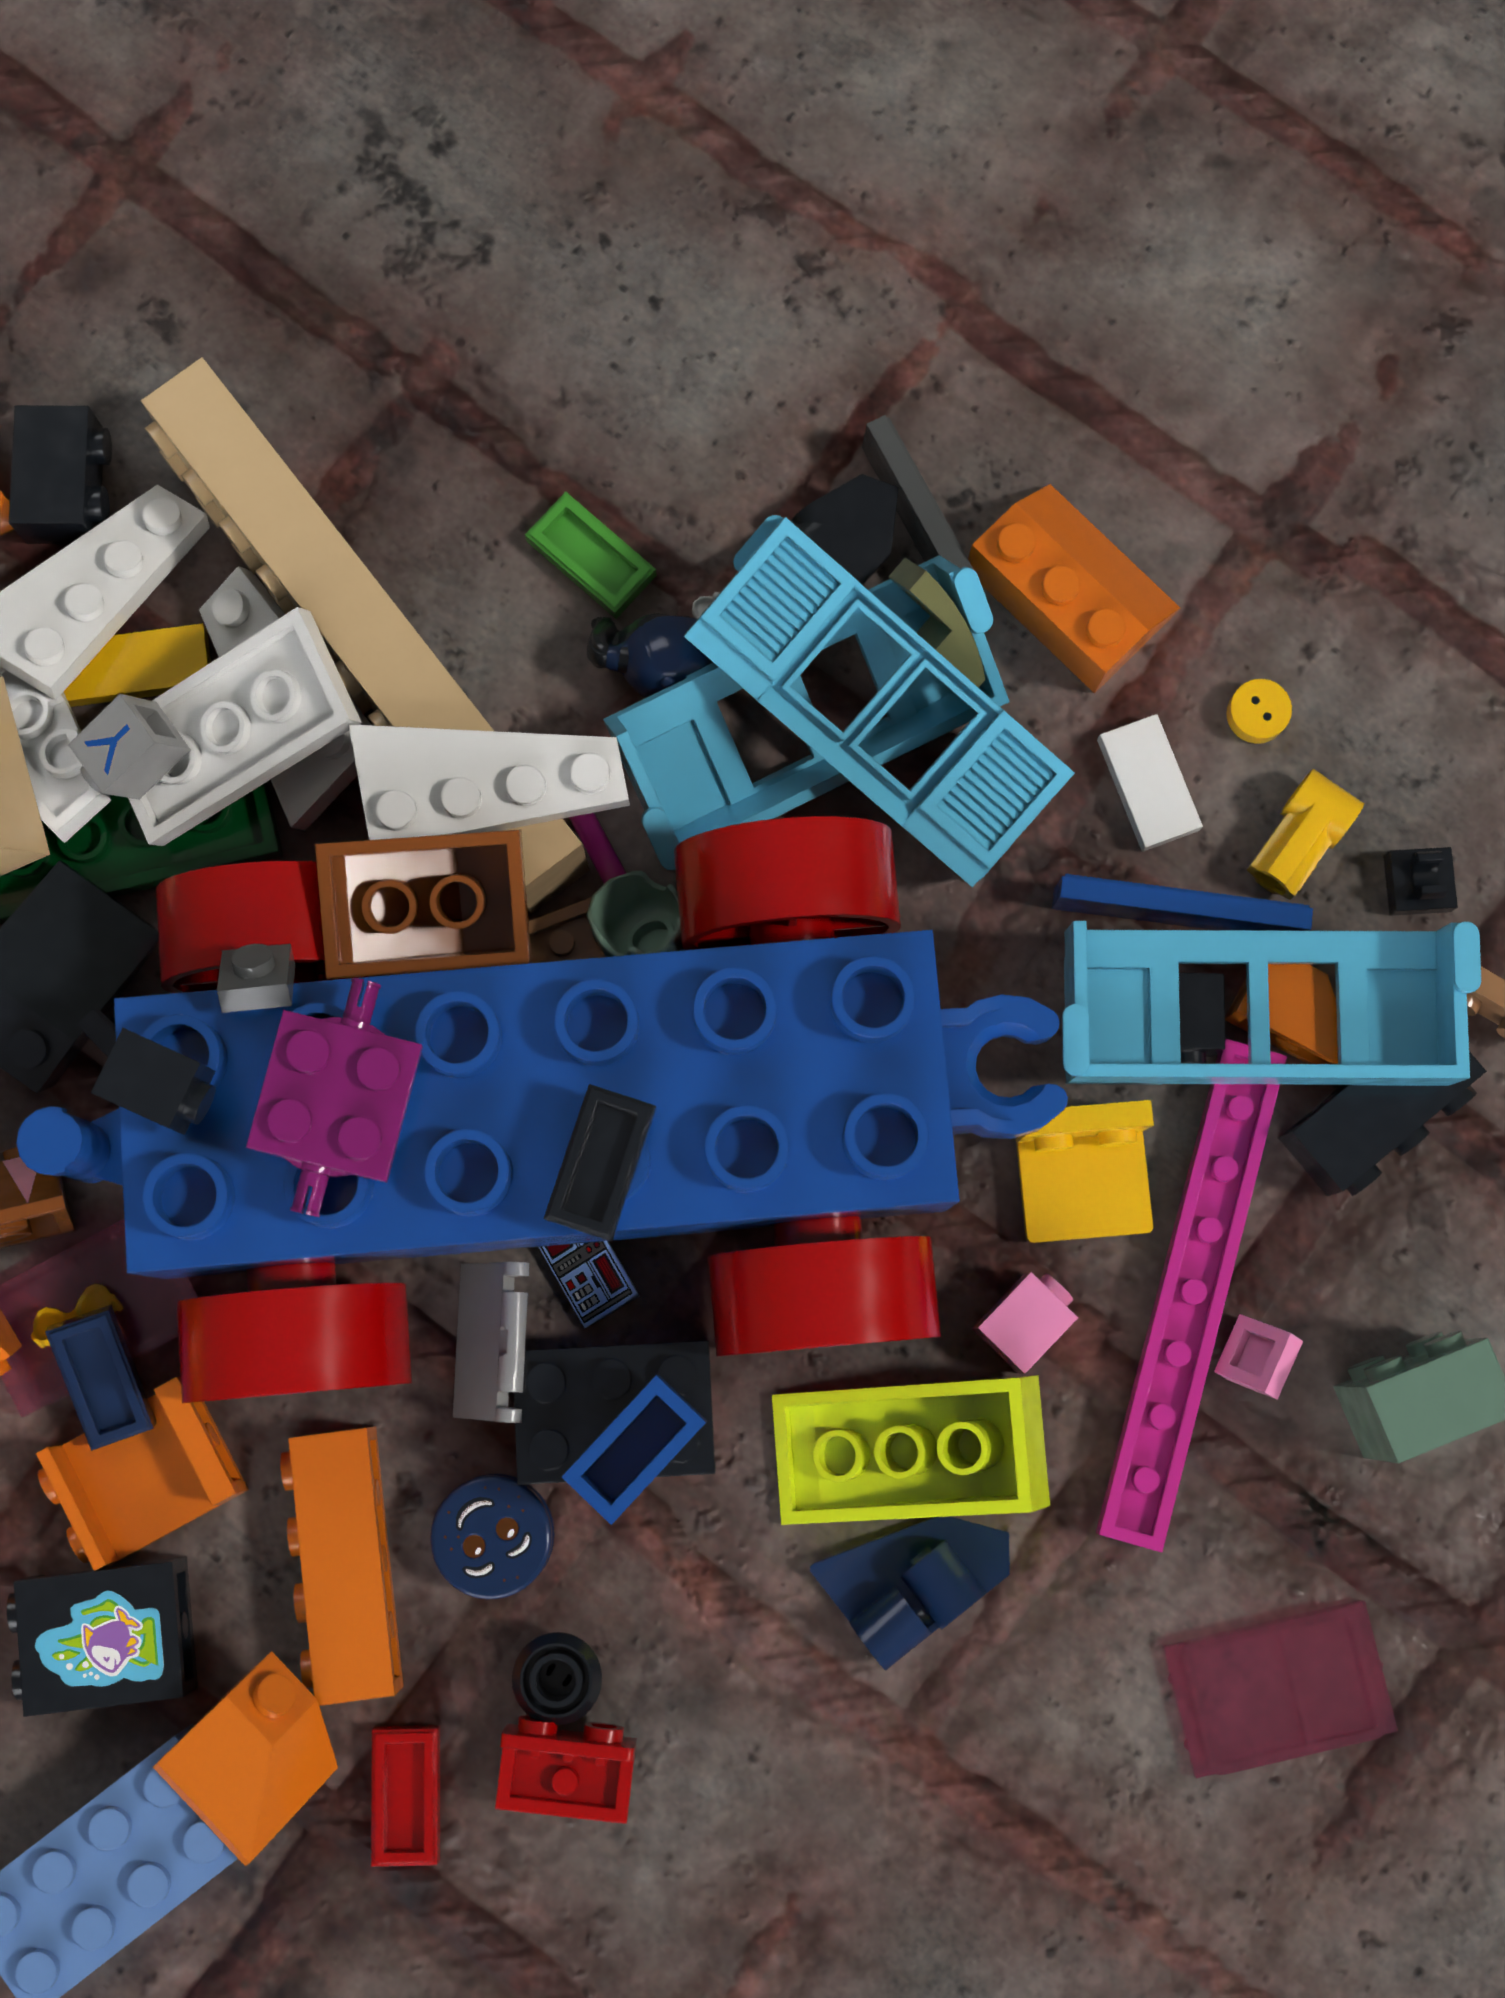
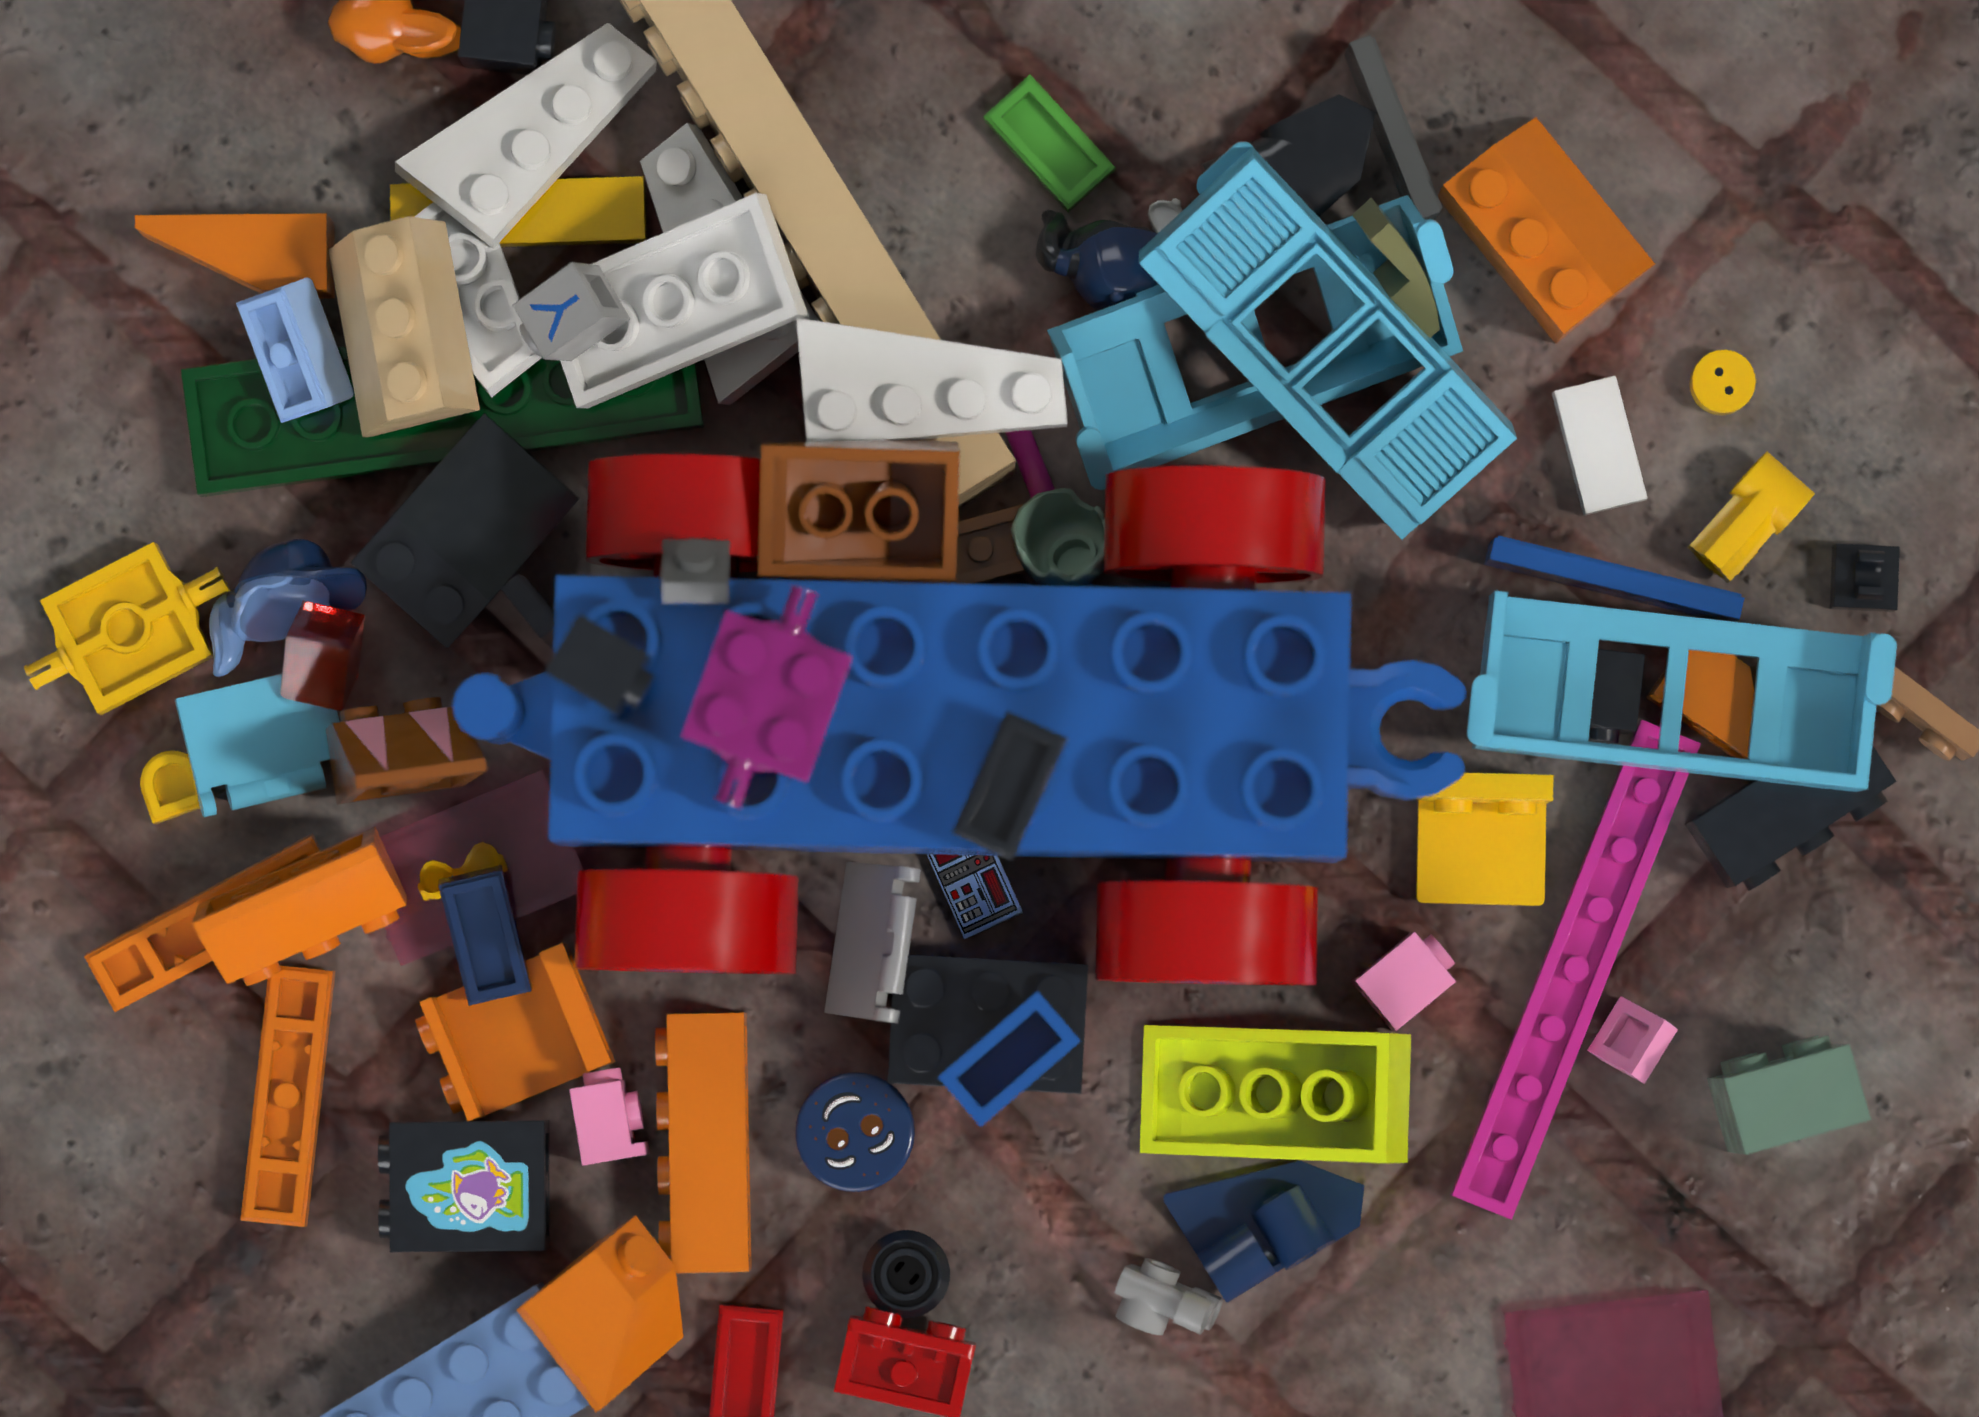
camera: 10 degrees right, 5 degrees up
(240, 1551) = (606, 1118): none -> bright pink brick
(813, 1672) = (1155, 1296): none -> light grey plate

